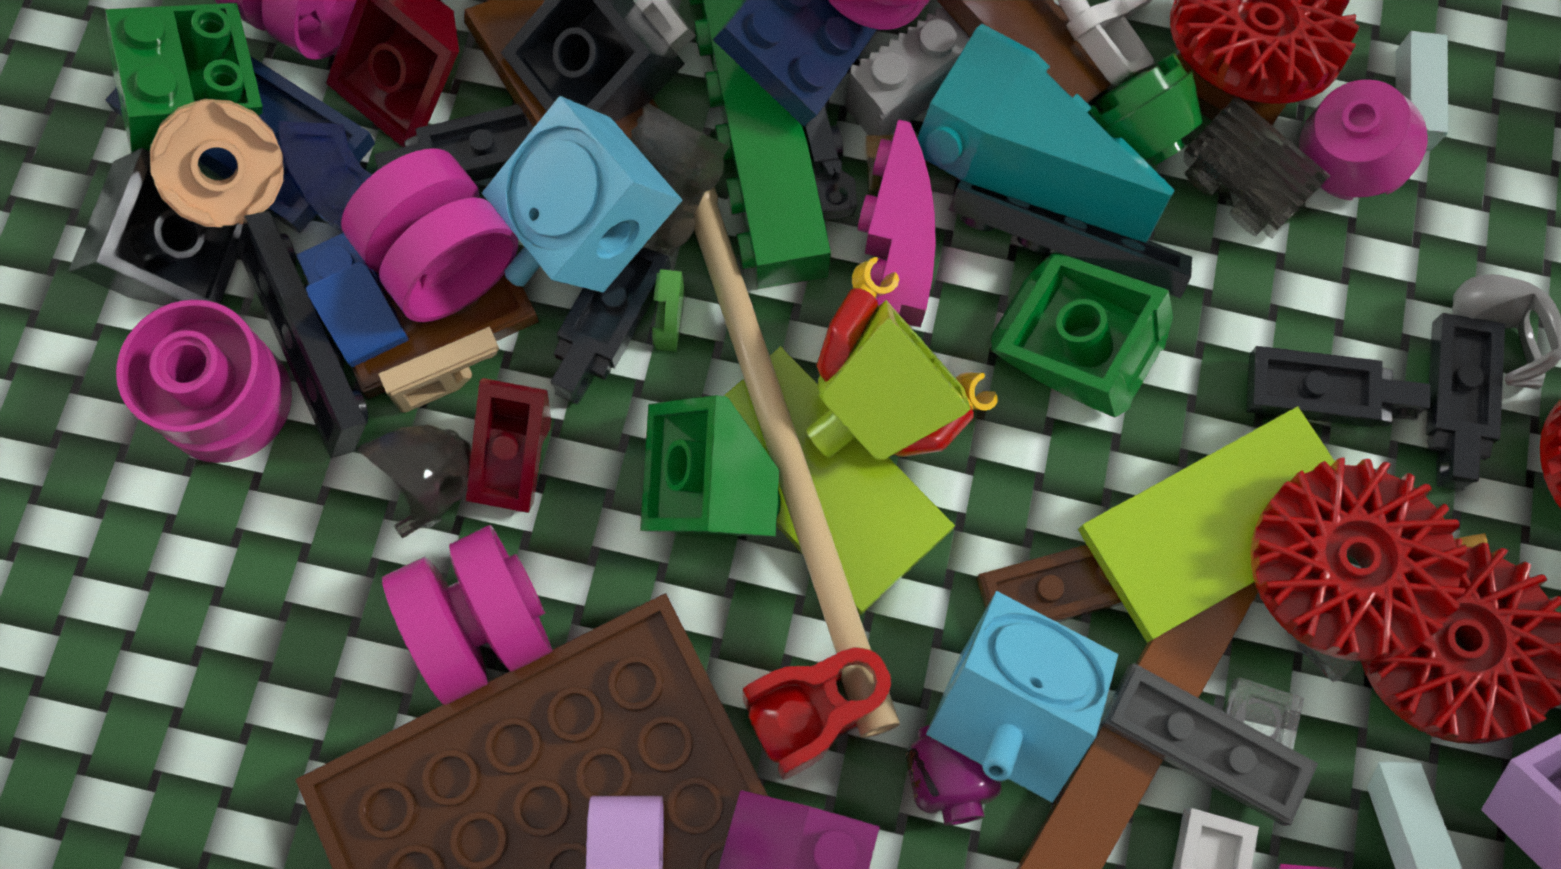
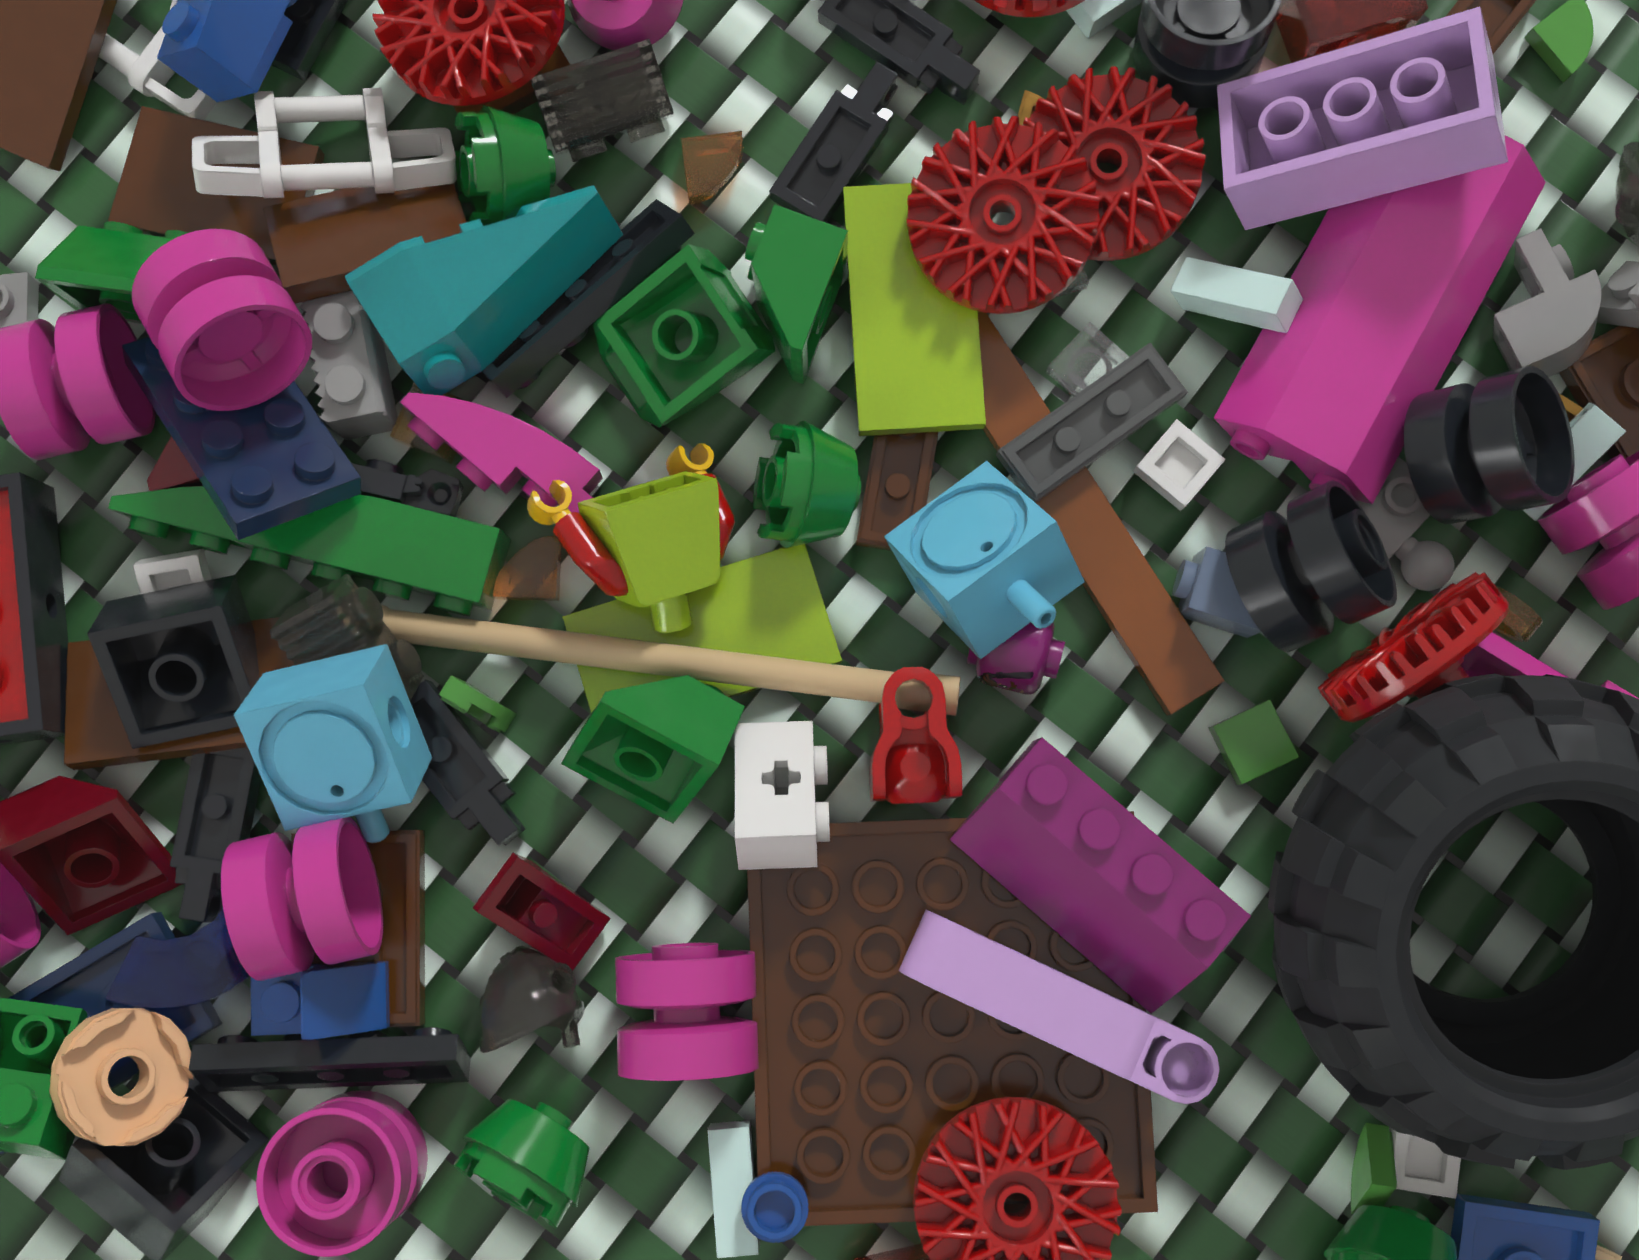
camera: 60 degrees left, 10 degrees up
(276, 534) = (527, 1159): none -> green cone
(318, 782) = (775, 1207): none -> blue plate
(323, 739) = (730, 1175): none -> light aqua piece
(437, 371) = (435, 944): tan tile -> none
(706, 604) = (771, 827): none -> white brick
(804, 305) = (532, 572): none -> clear orange tile
(1007, 501) = (806, 485): none -> green cone
(1191, 406) = (796, 281): none -> green slope
(1251, 287) = (710, 163): none -> clear orange tile

